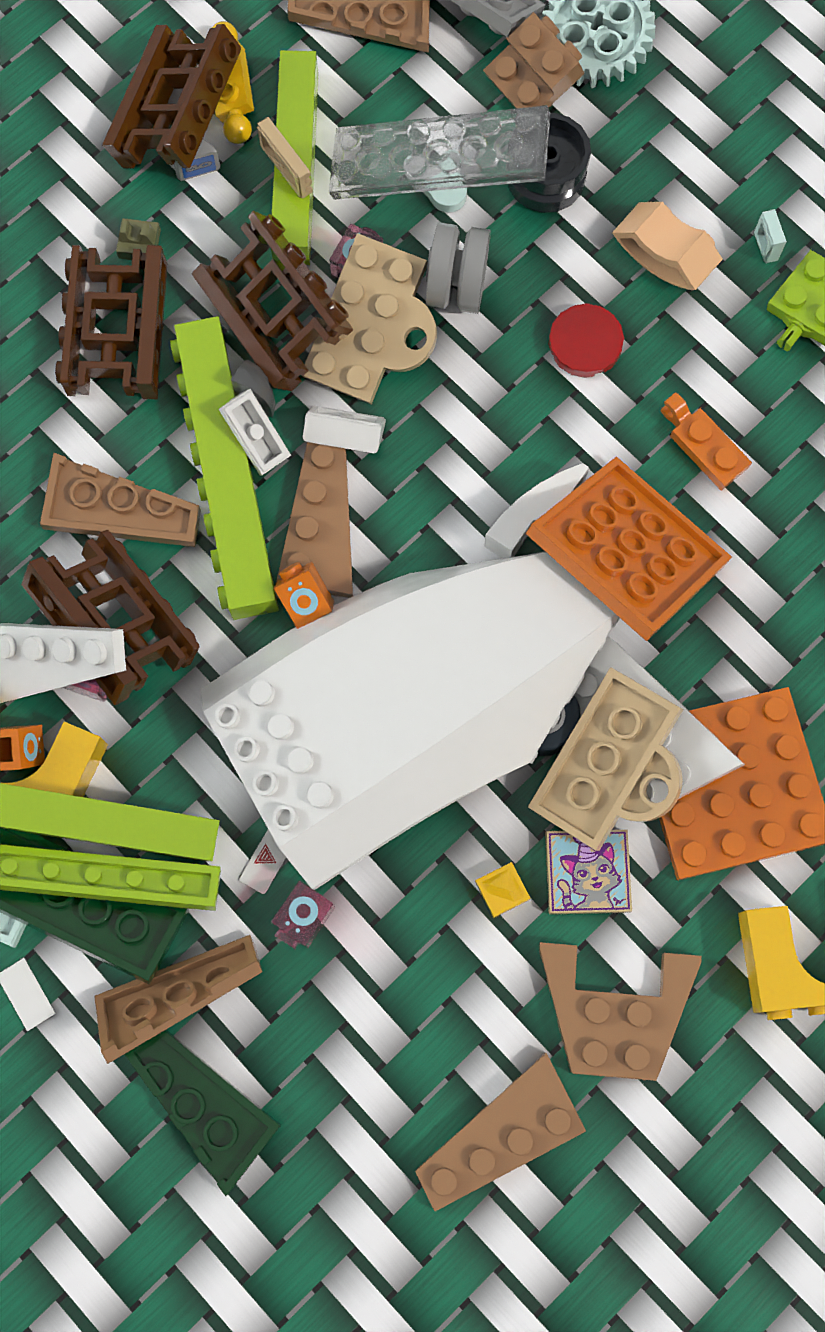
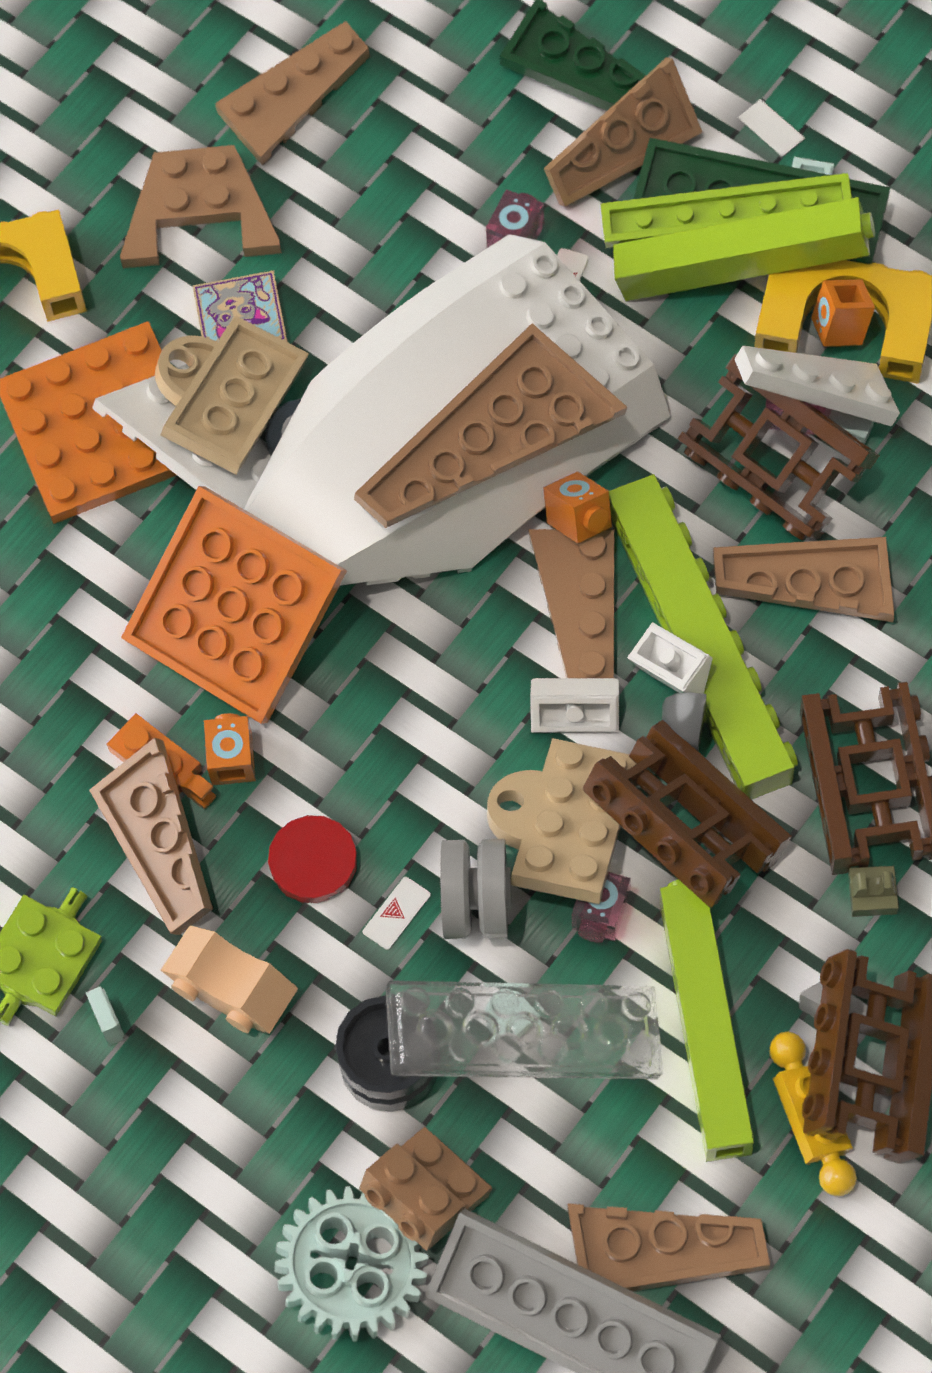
camera: 175 degrees right, 10 degrees down
(284, 158) = (708, 974): tan tile -> none
(361, 642) = (505, 416): none -> medium nougat wing
(502, 890) = (323, 286): yellow tile -> none
(510, 529) = (342, 645): white slope -> none
(523, 291) = (396, 913): none -> white sticker
(646, 435) = (229, 749): none -> orange brick
(718, 376) = (151, 827): none -> wing

